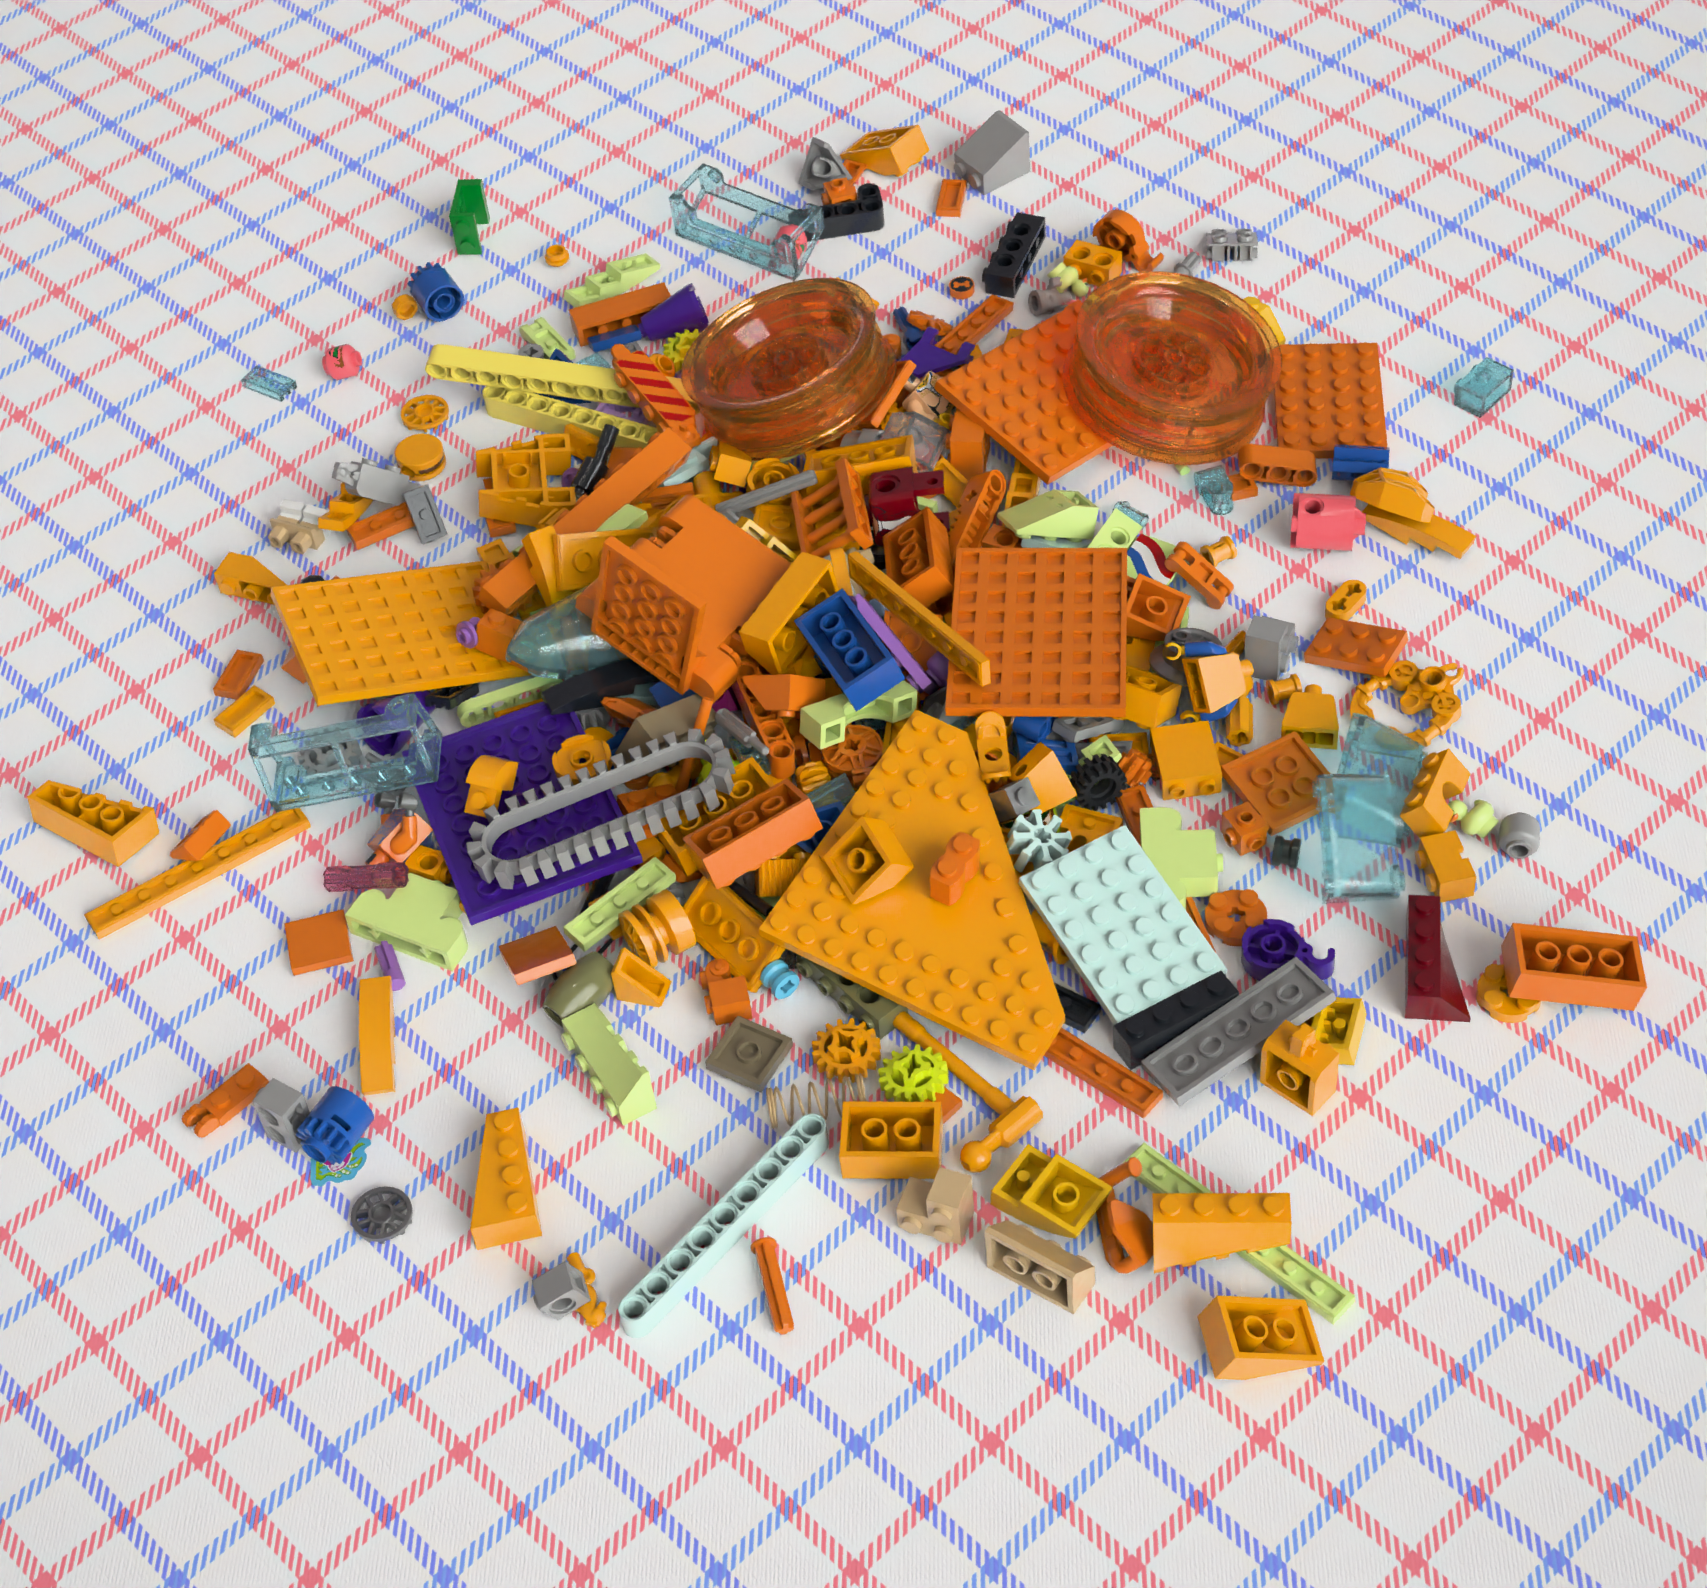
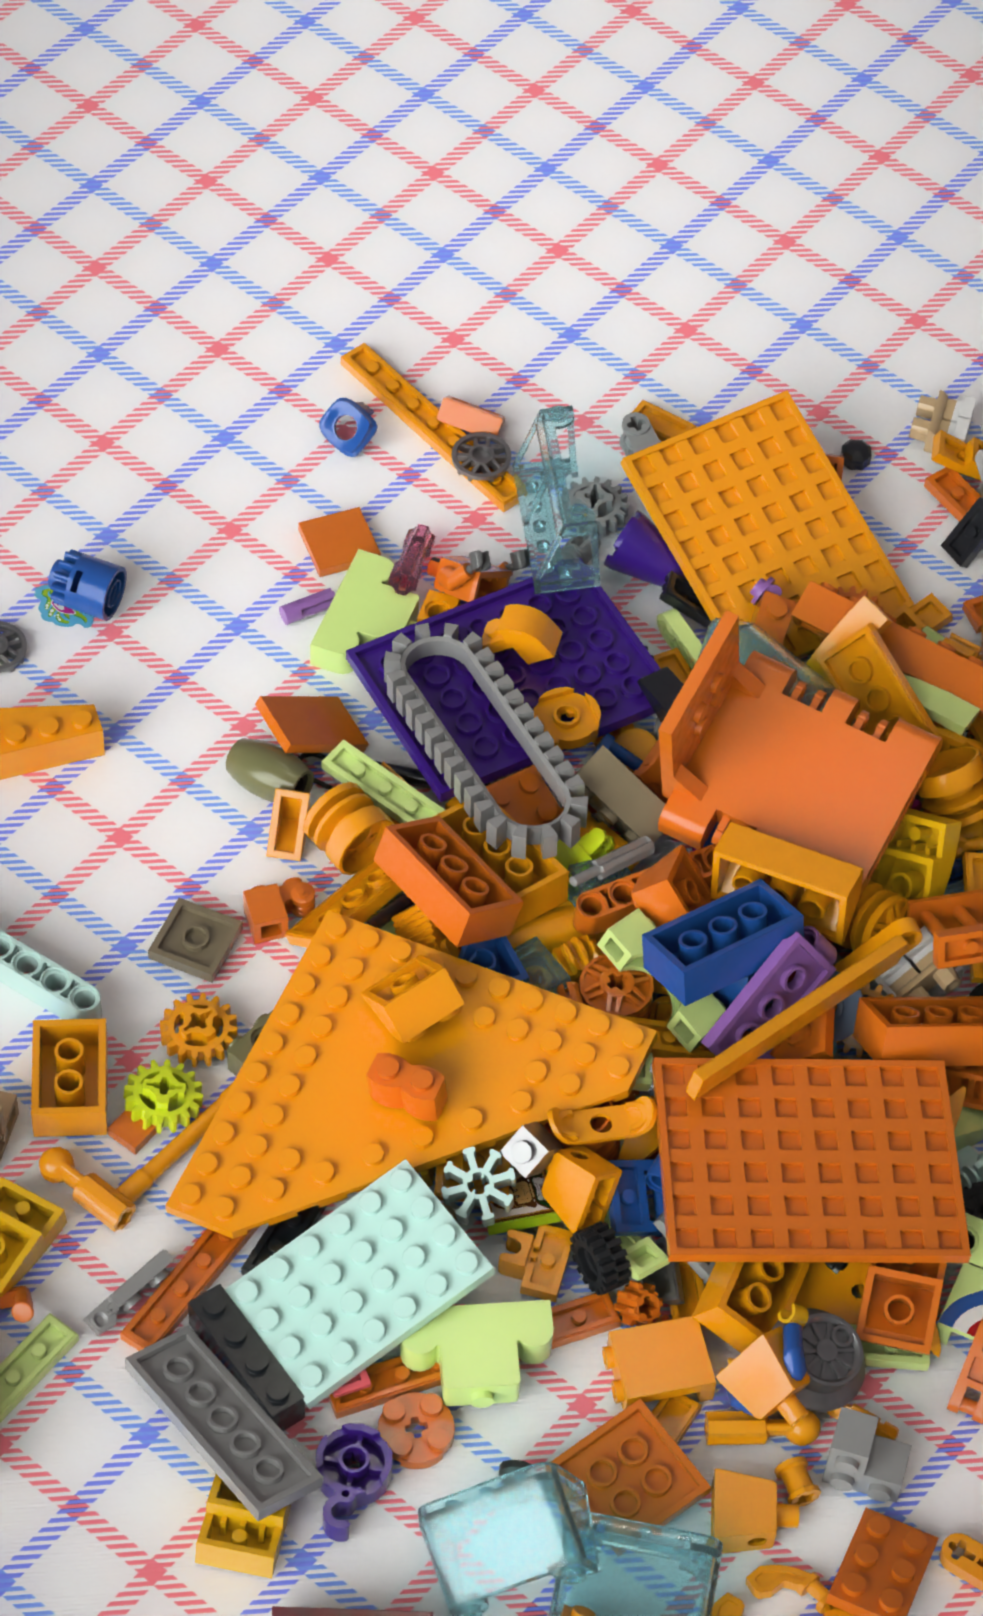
camera: 75 degrees right, 5 degrees up
(93, 822) = (476, 325): light orange wedge -> none
(172, 920) = (365, 425): none -> piece
(225, 1101) = (133, 500): orange hinge -> none
(238, 674) = (705, 408): orange tile -> none
(246, 578) = (856, 395): light orange slope -> none
(252, 829) = (481, 457): none -> flat silver wheel
(276, 712) = (637, 433): none -> light grey piece
(281, 1113) = (98, 532): light grey brick -> none
(376, 1035) = (209, 604): light orange slope -> none
(609, 1063) = (176, 811): yellowish green wedge -> none
(688, 763) = (613, 819): orange piece -> none
(771, 1099) = (136, 1036): tan piece -> none
(779, 979) = (289, 957): medium azure wheel -> none
(1104, 1101) = (127, 1295): none -> light grey hinge
(1244, 828) = (544, 1430): orange brick -> none
(1299, 1066) = (168, 1488): light orange hinge -> none

